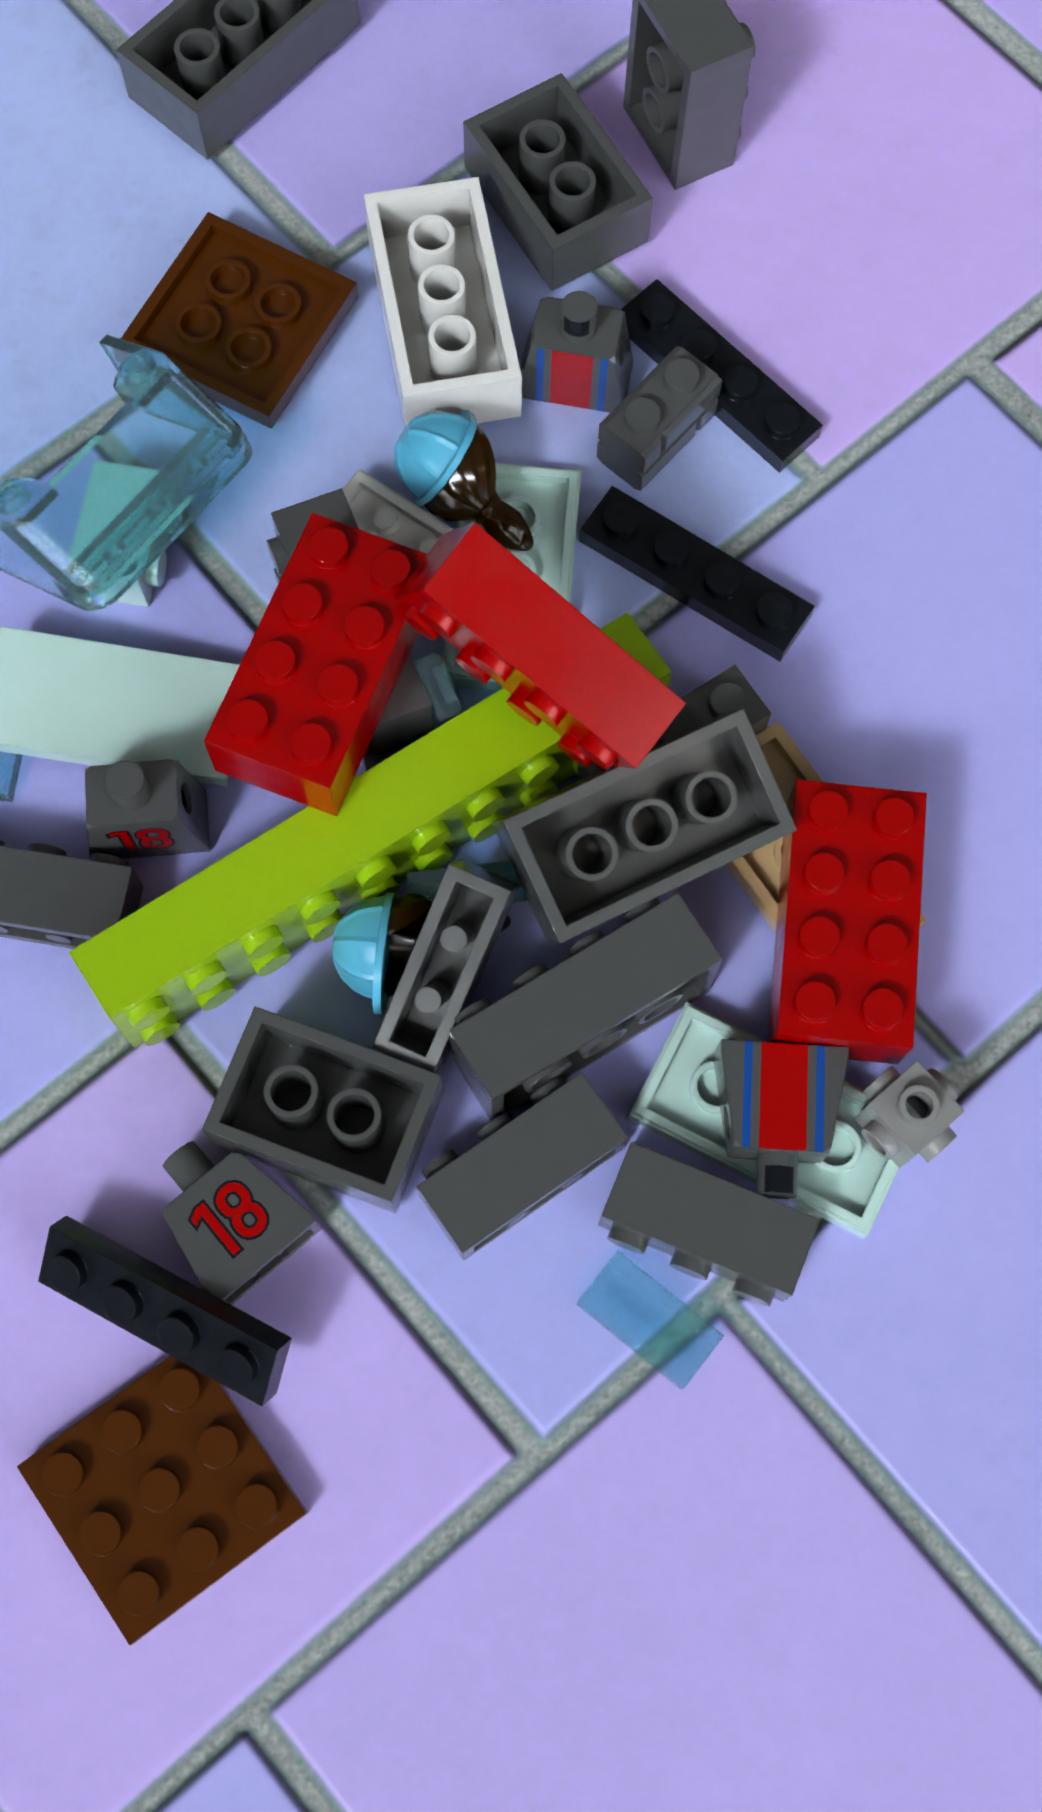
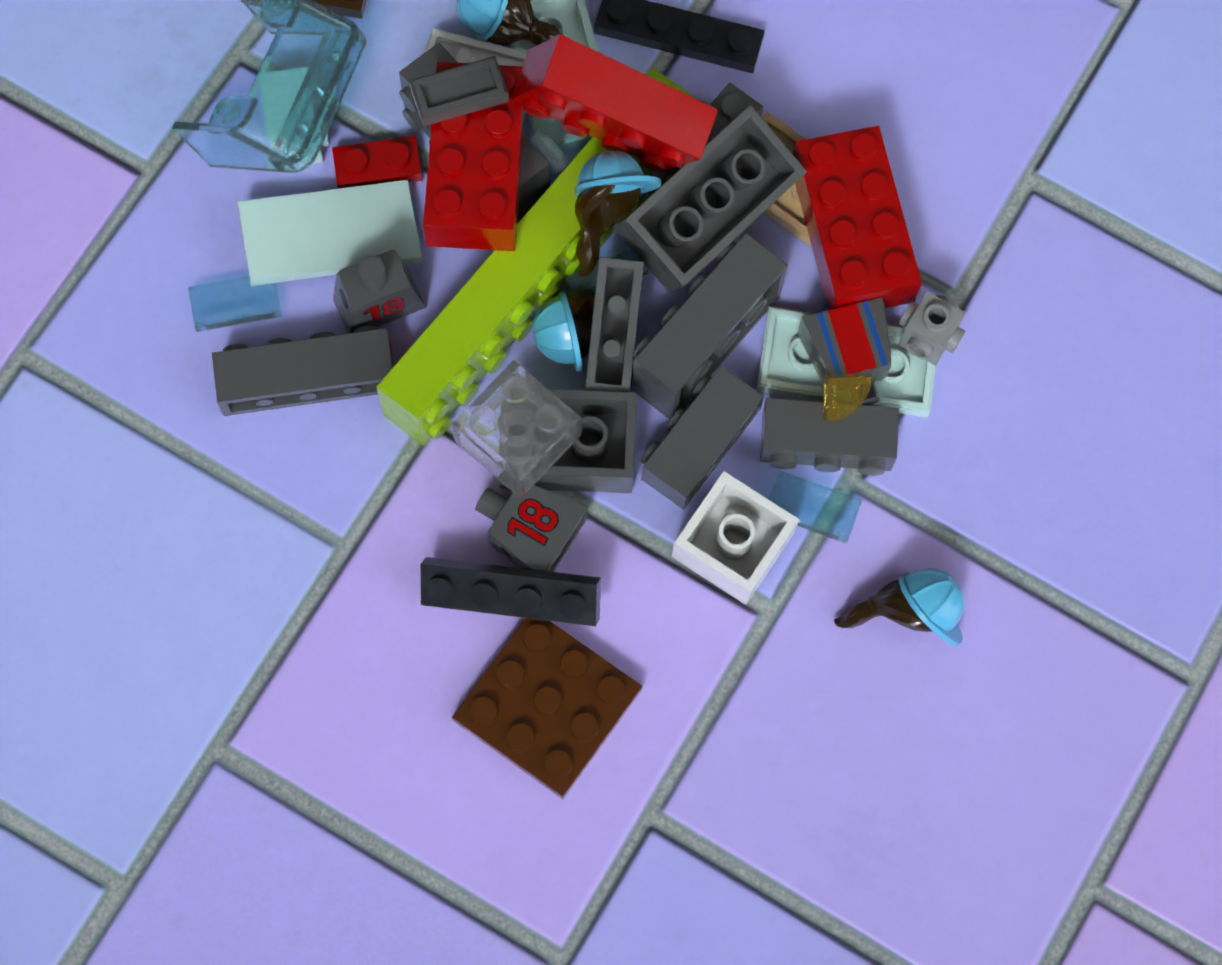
camera: 20 degrees left, 0 degrees up
(205, 626) = (377, 162): none -> red plate
(241, 1079) = (517, 428): none -> clear brick
(321, 563) = (459, 91): none -> dark grey tile
(490, 771) = (606, 192): none -> piece
(514, 1336) = (734, 537): none -> white brick
(744, 1177) = (844, 395): none -> clear yellow tile
(749, 1527) = (917, 600): none -> piece

